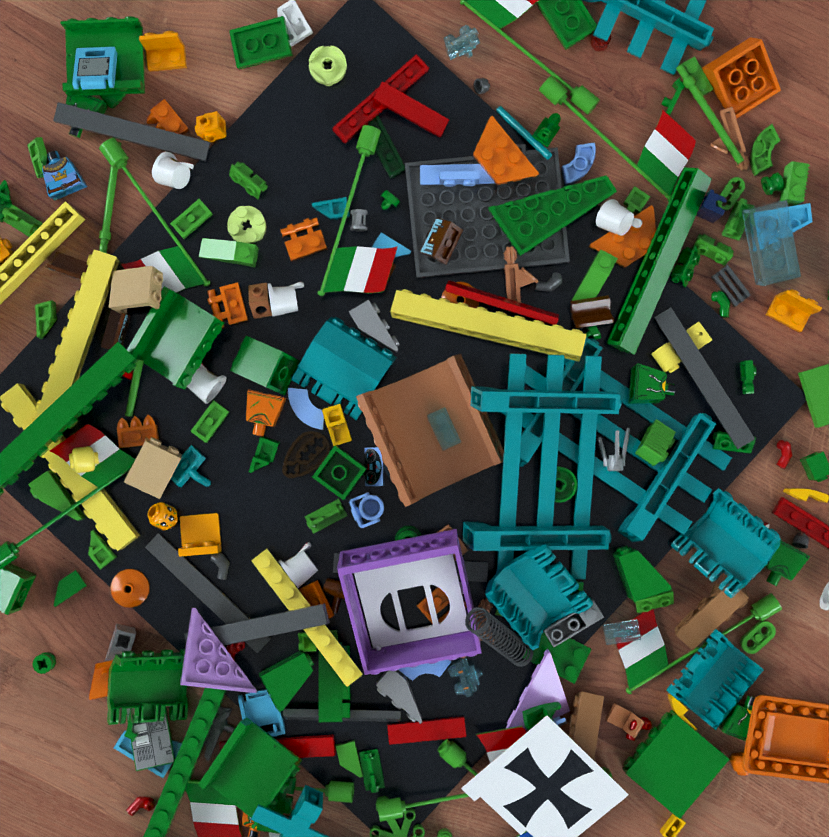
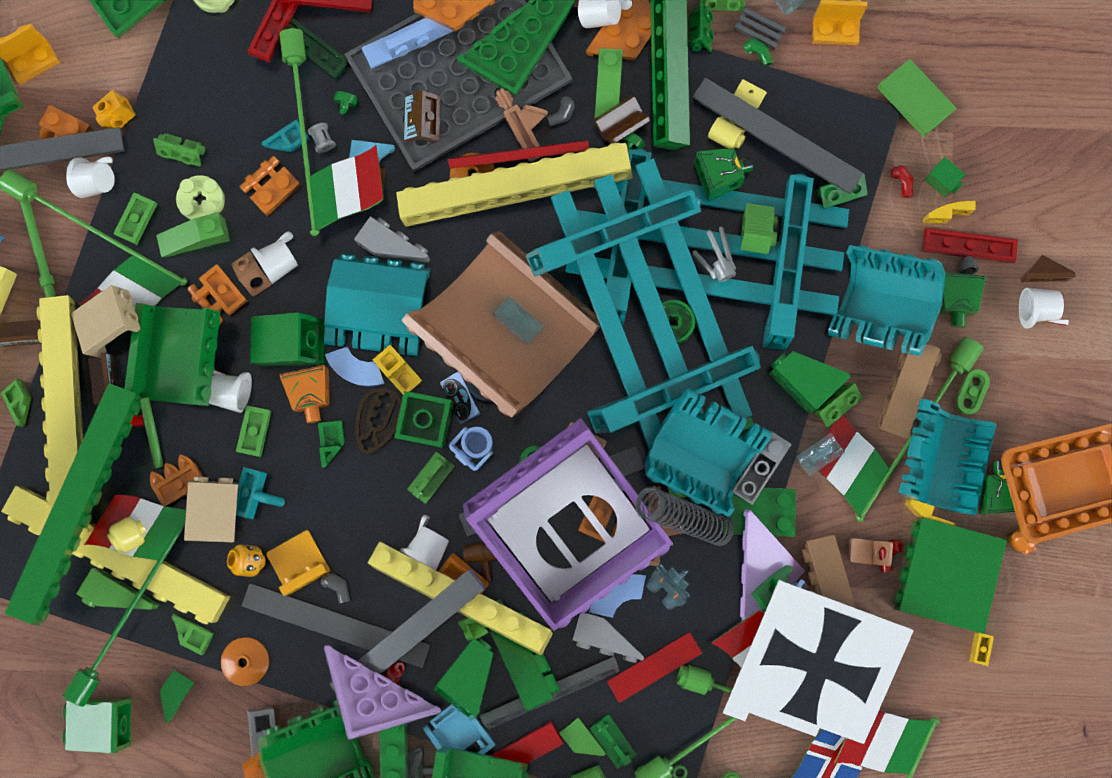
camera: 25 degrees left, 5 degrees down
(748, 372) = (822, 110): green plate -> none

